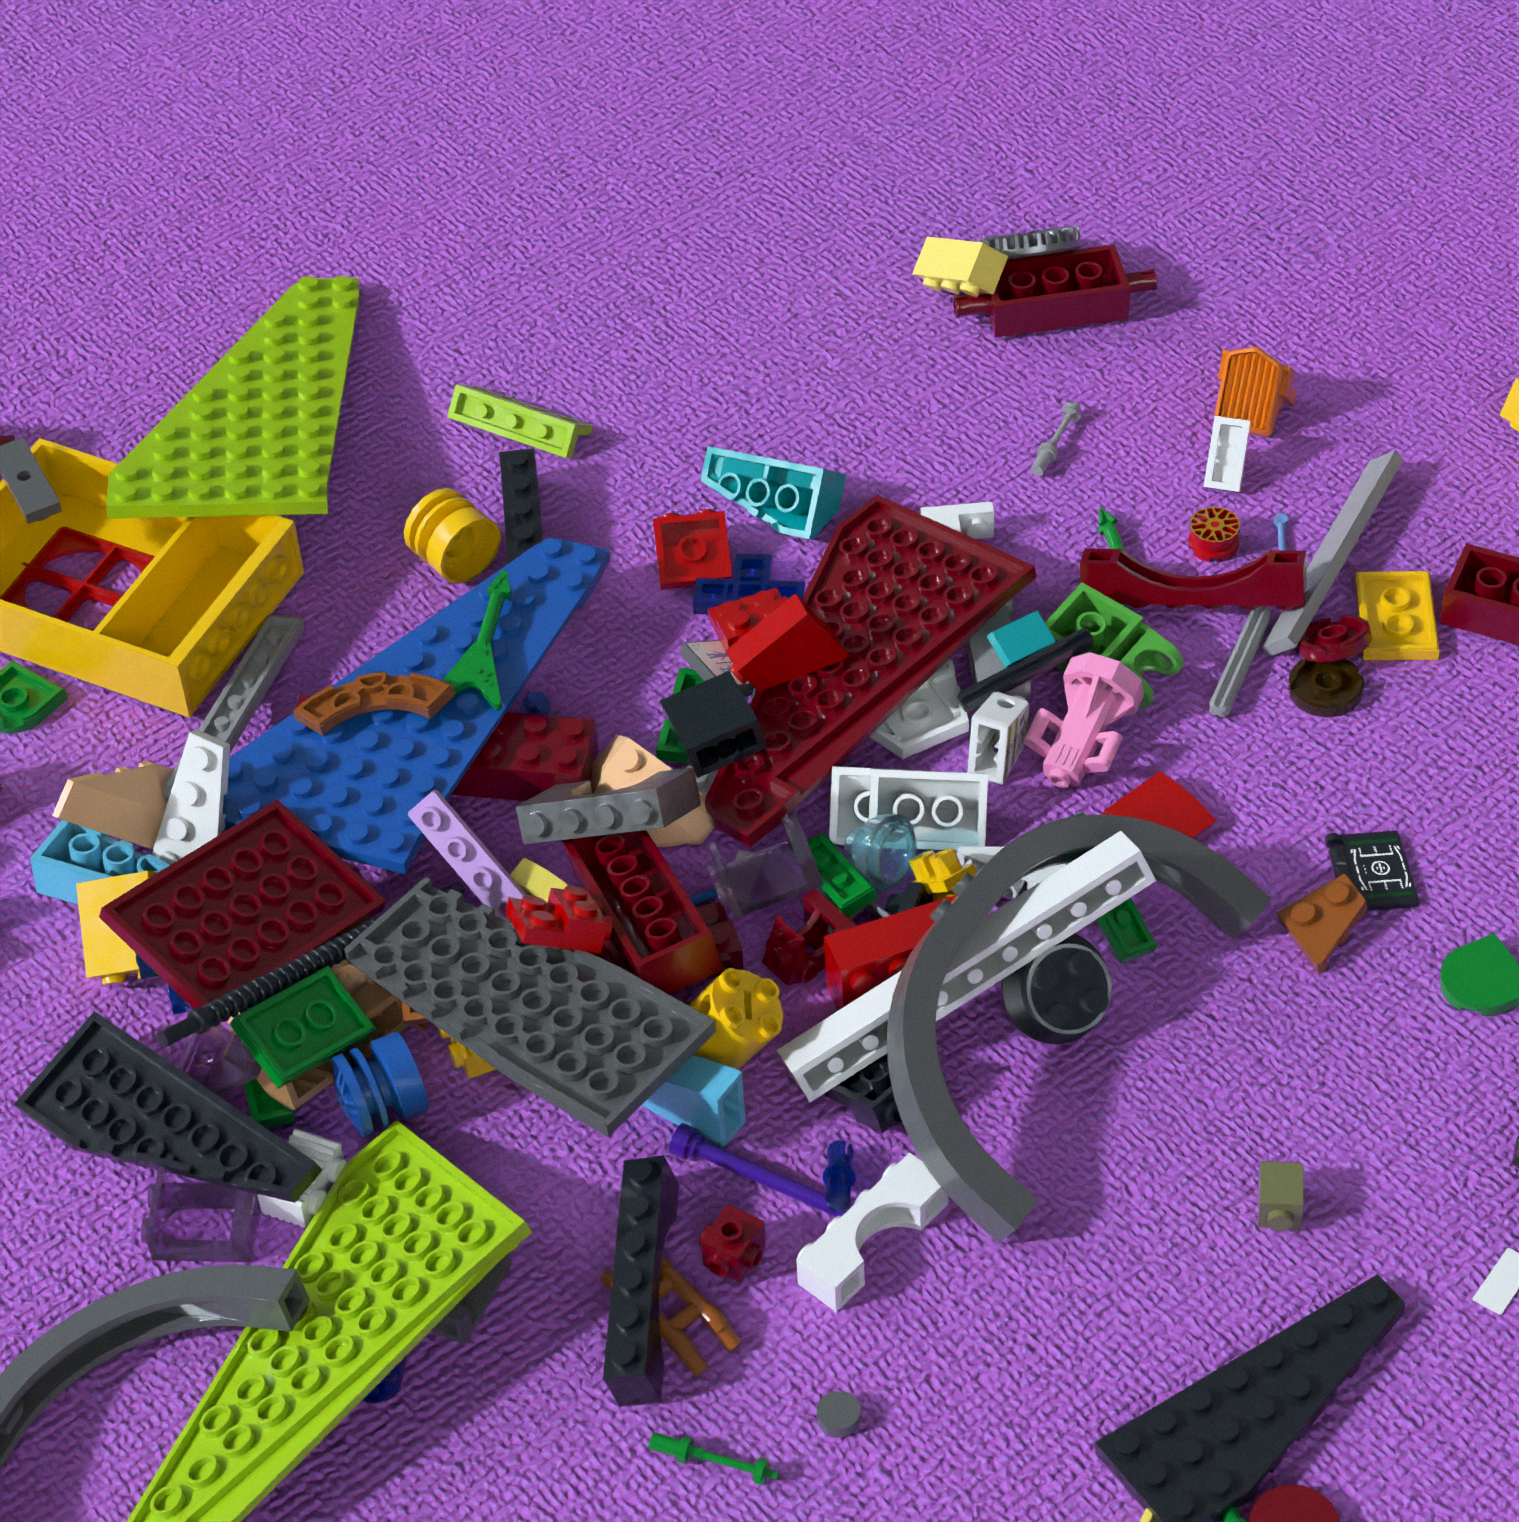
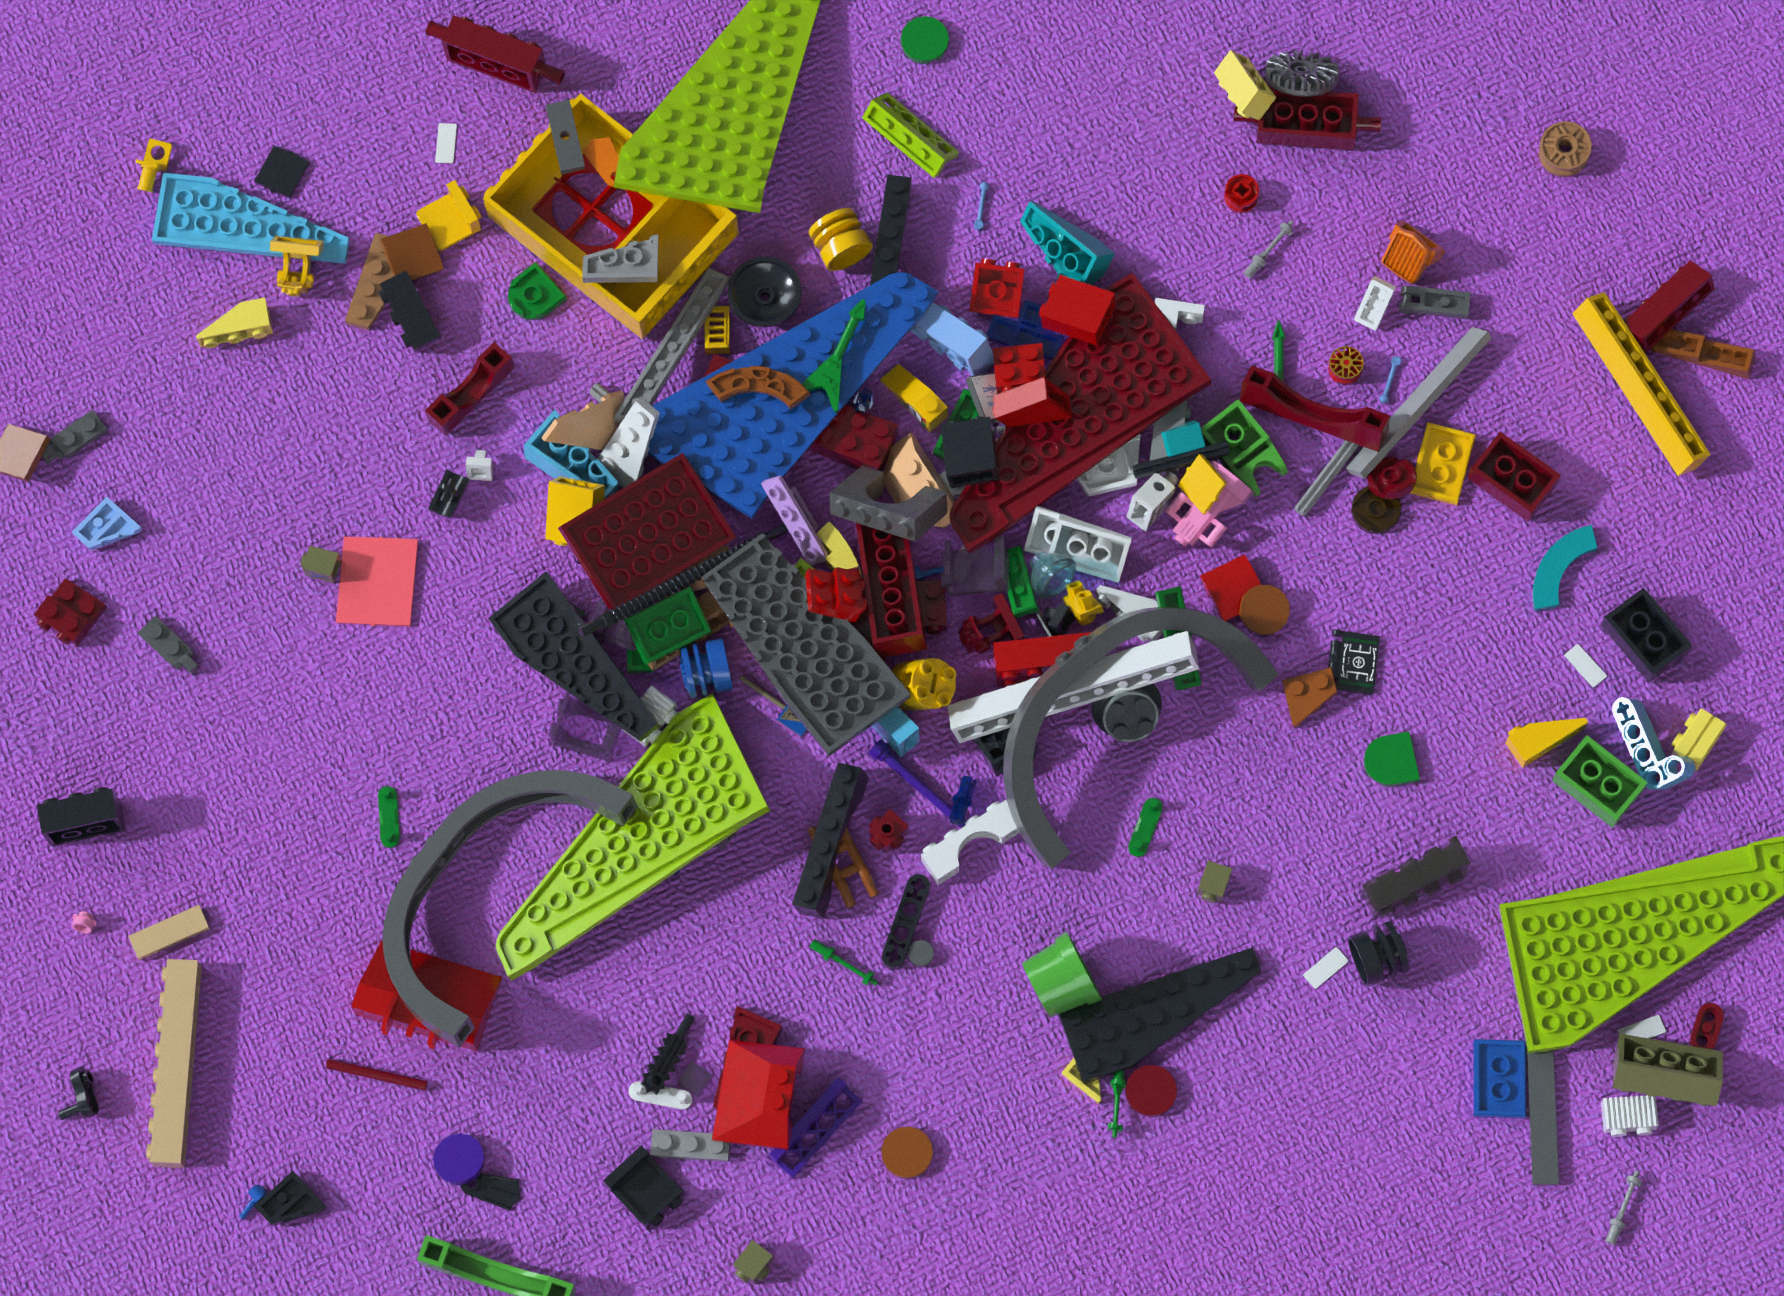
camera: 15 degrees right, 25 degrees up
(85, 495) = (603, 158): none -> orange piece
(149, 599) = (627, 264): none -> light grey wing
(298, 684) = (718, 347): none -> yellow slope
(356, 616) = (760, 278): none -> black dish
(510, 324) = (924, 40): none -> green tile
(536, 1130) = (787, 716): none -> piece
(616, 696) = (916, 397): none -> yellow slope
(643, 495) = (978, 224): none -> medium blue hinge
(646, 613) = (956, 338): none -> light blue wedge
(803, 1373) = (907, 922): none -> black beam
(815, 540) = (1077, 309): none -> red brick
(995, 386) = (1241, 192): none -> red wheel
(1068, 685) = (1202, 484): none -> yellow piece
(1088, 1375) = (1061, 977): none -> bright green piece
(1141, 1152) = (1145, 827): none -> green piece
(1218, 824) = (1264, 609): none -> dark orange tile
(1306, 444) = (1435, 302): none -> dark grey plate
(1407, 258) = (1560, 162): none -> medium nougat wheel

